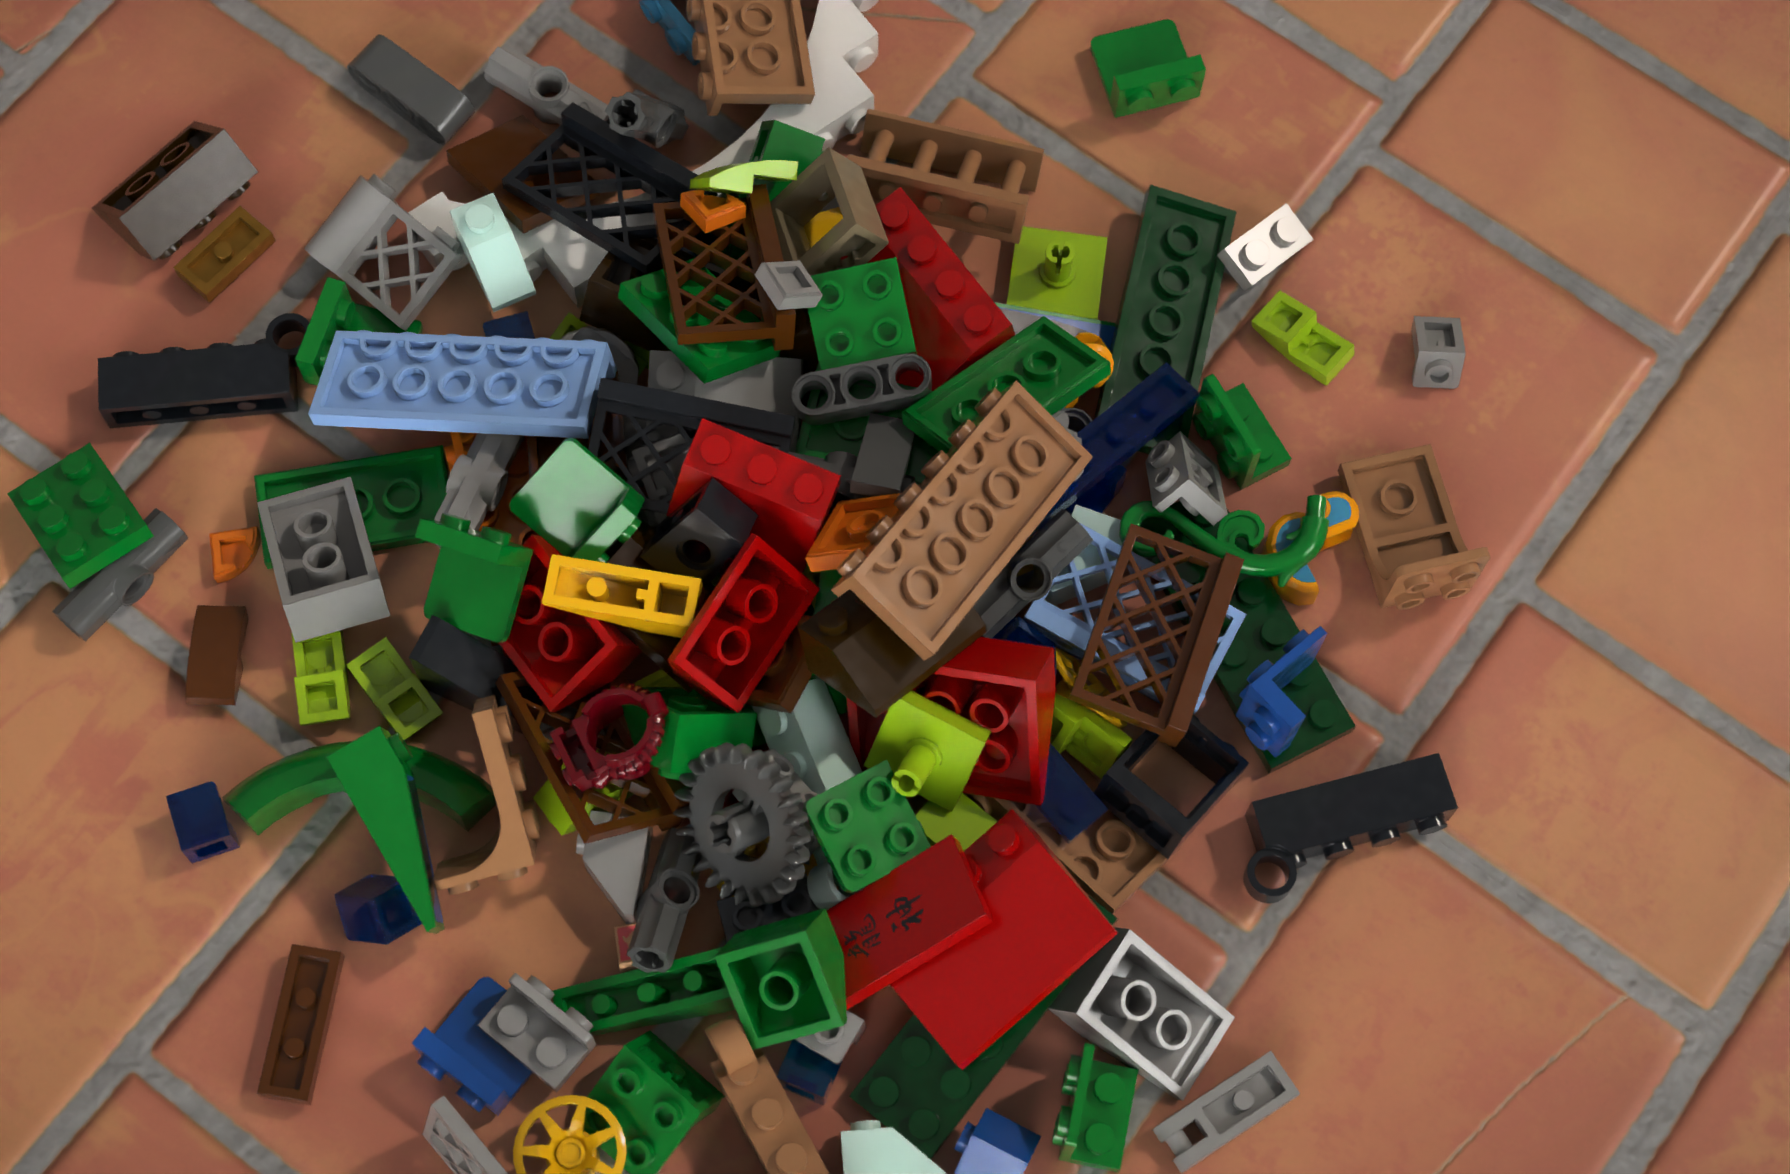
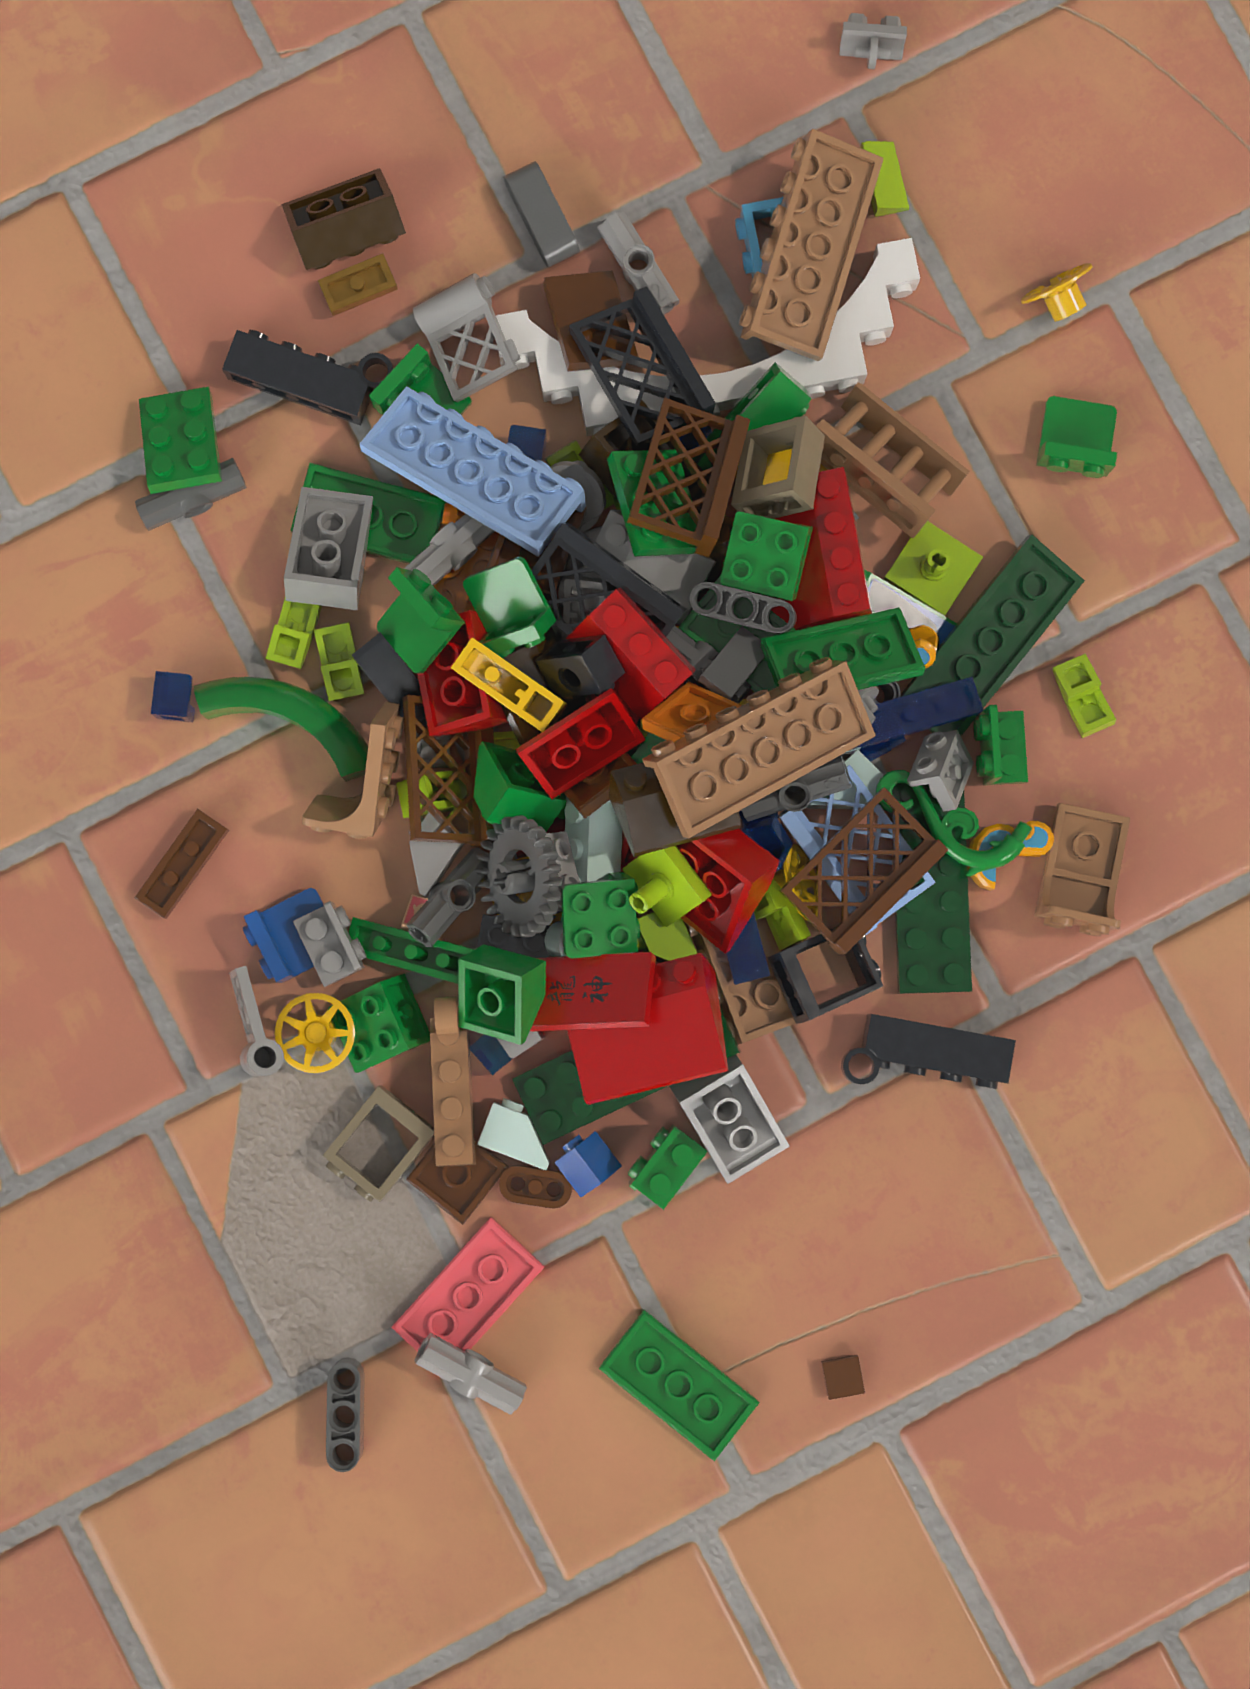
camera: 25 degrees right, 15 degrees up
(215, 655) = (230, 582): reddish brown slope -> none
(233, 551) = (273, 511): orange tile -> none
(375, 910) = (263, 810): clear blue panel -> none
(387, 800) = (295, 749): green slope -> none
(492, 252) = (539, 377): light aqua slope -> none
(577, 745) = (435, 771): dark red piece -> none
(646, 118) = (693, 323): dark grey piece -> none
(712, 211) = (702, 423): orange tile -> none
(739, 177) = (730, 406): lime slope -> none
(788, 285) = (723, 515): light grey tile -> none
(1228, 1110) = (752, 1205): light grey plate -> none
(1265, 247) = (1091, 617): plate -> none
(1265, 709) = (910, 962): blue bracket -> none
(1437, 352) = (1173, 750): light grey bracket -> none

